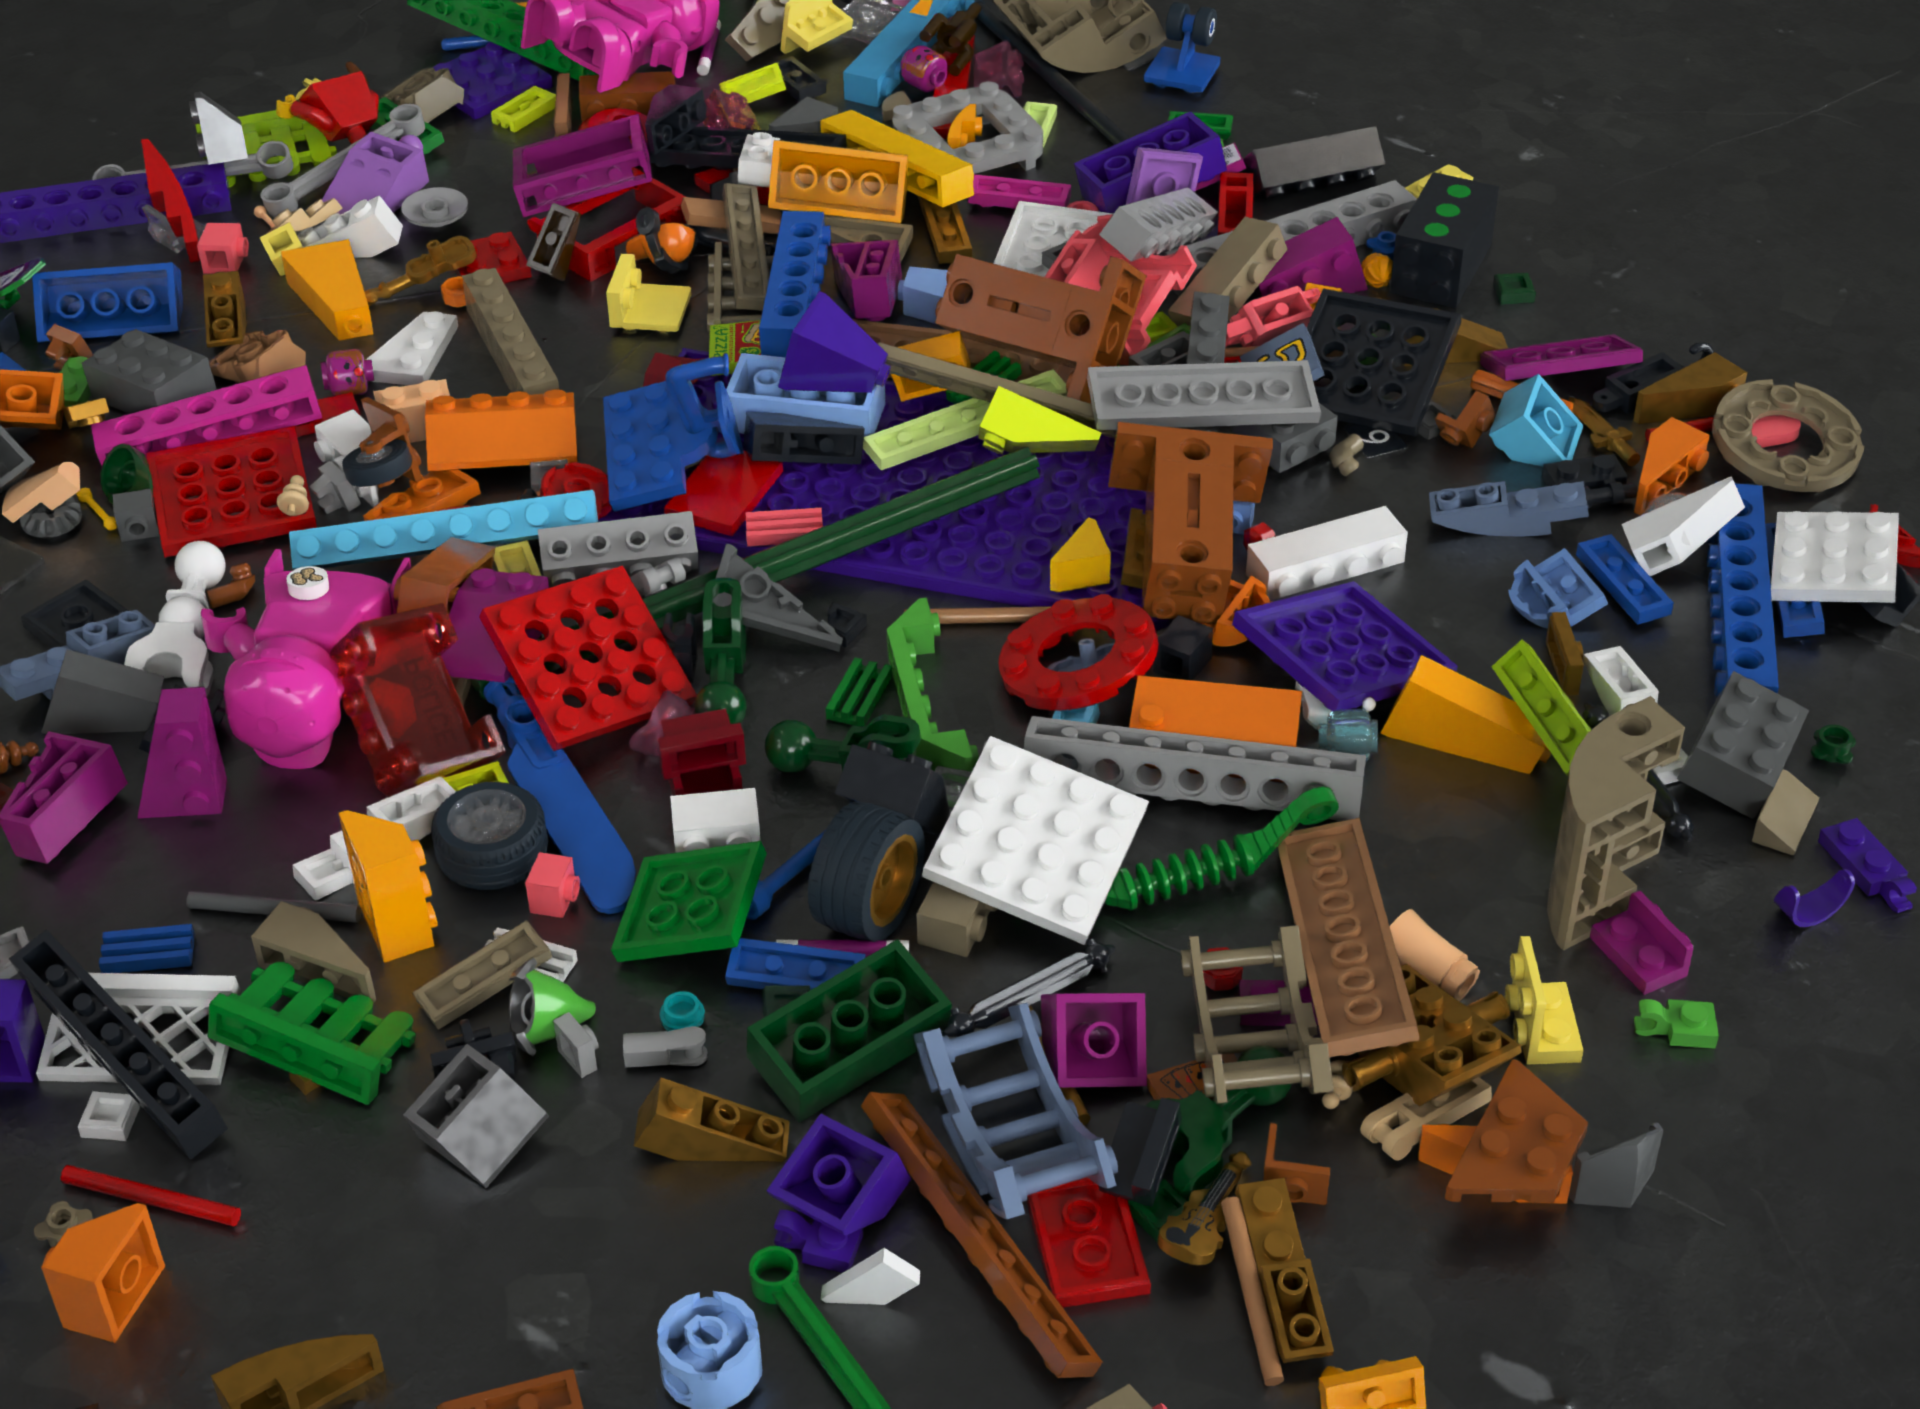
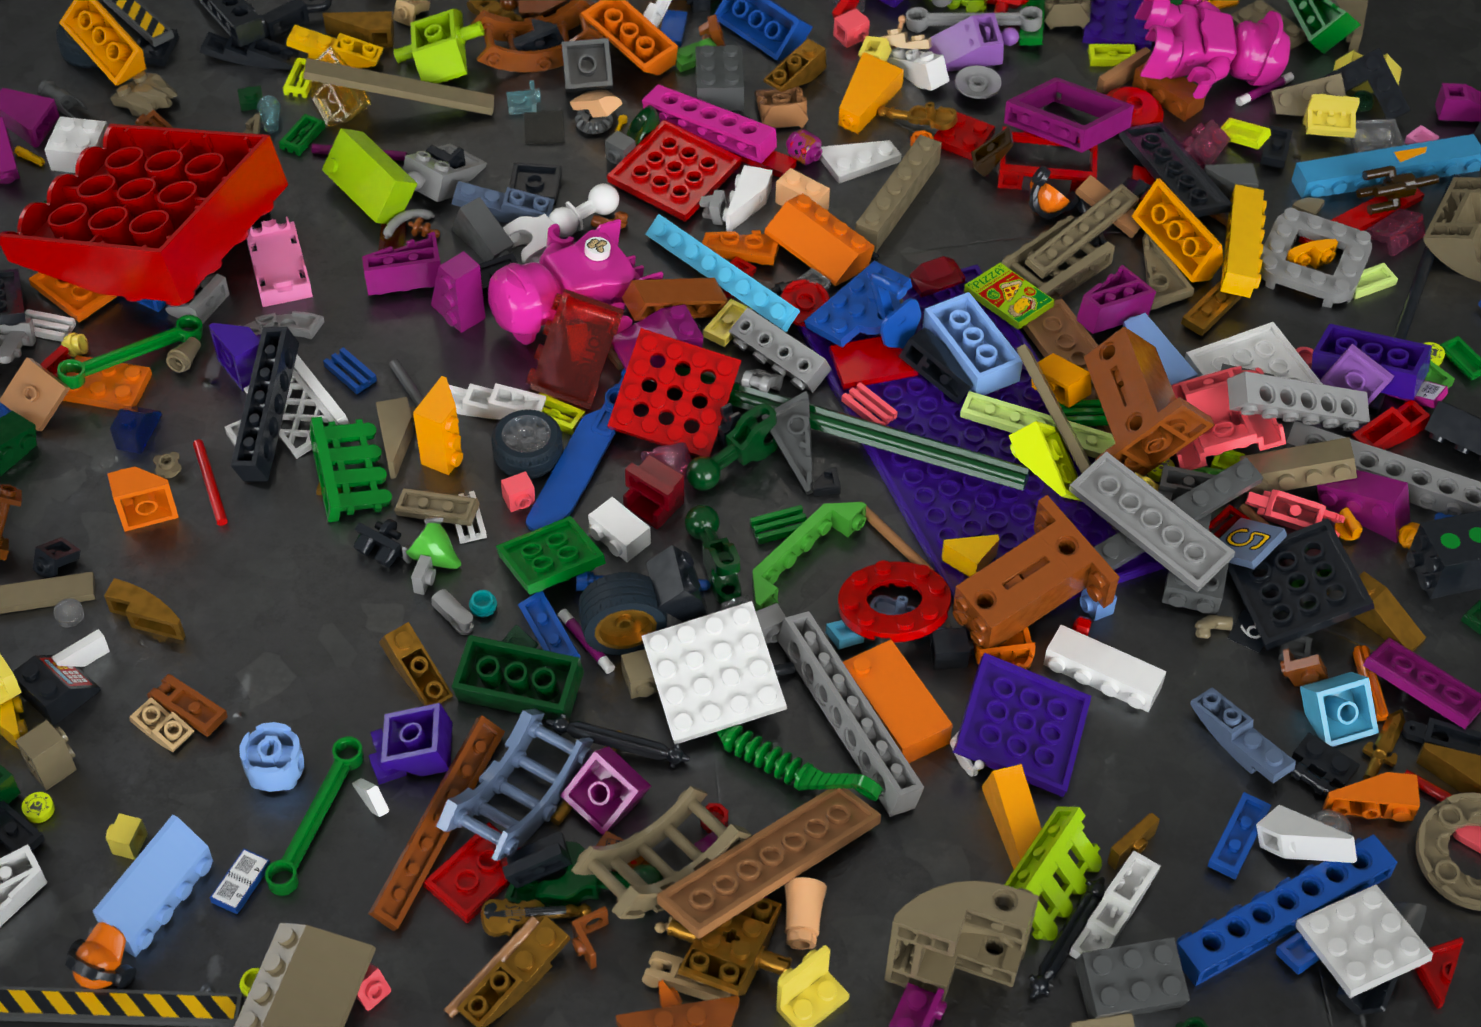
camera: 50 degrees right, 10 degrees up
(86, 413) = (665, 75): plate -> none
(294, 497) = (687, 195): tan hair -> none
(385, 452) = (738, 207): plate -> none
(475, 1116) = (338, 566): flat silver slope -> none
(643, 305) = (994, 220): light yellow bracket -> none
(673, 114) = (1158, 119): black slope -> none
(756, 160) = (1167, 173): white plate -> none
(793, 277) = (1059, 273): blue brick -> none
(832, 353) = (991, 328): dark purple slope -> none
(923, 67) = (1347, 195): magenta head -> none
(1007, 192) = (1286, 317): dark pink plate -> none
(1349, 732) = (950, 771): clear light blue head -> none
(1553, 587) = (1188, 804): medium blue slope -> none

